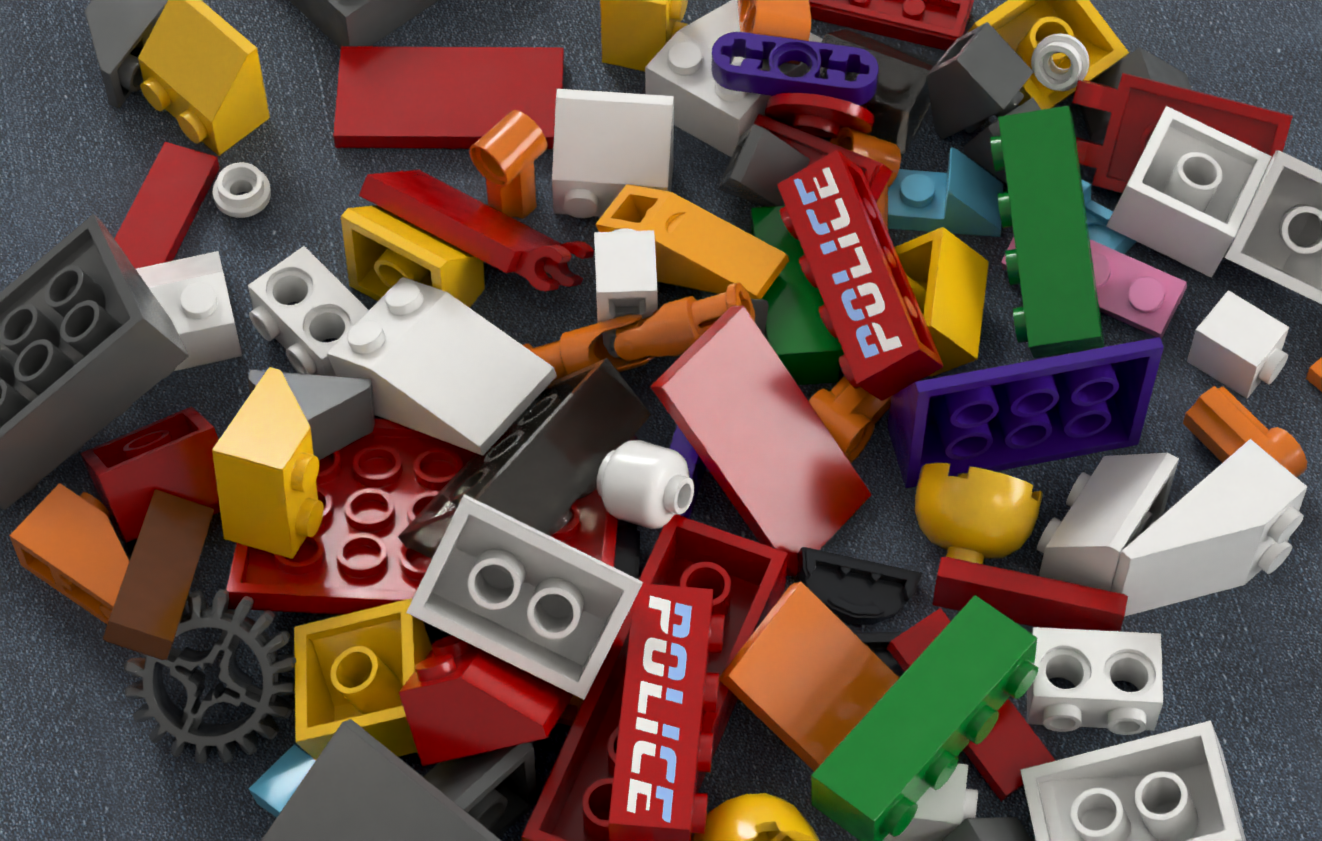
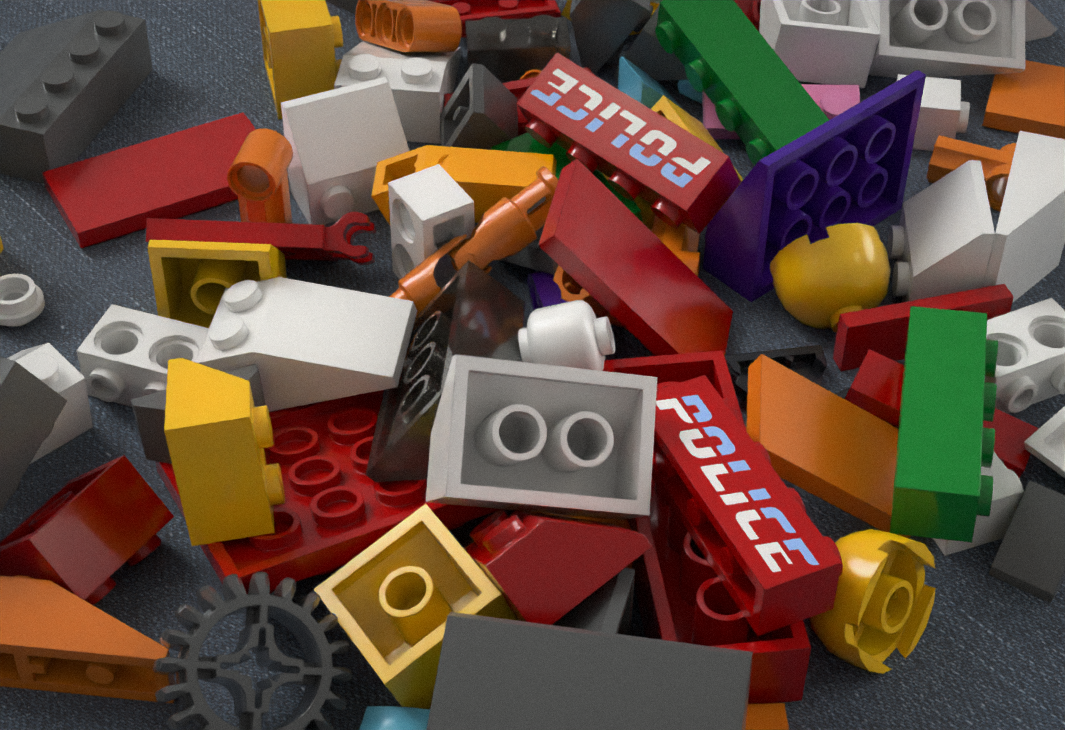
camera: 30 degrees left, 15 degrees down
(159, 575) = (161, 586): reddish brown tile -> none
(779, 50) = (437, 43): dark purple beam -> none
(818, 114) = (507, 56): red piece -> none

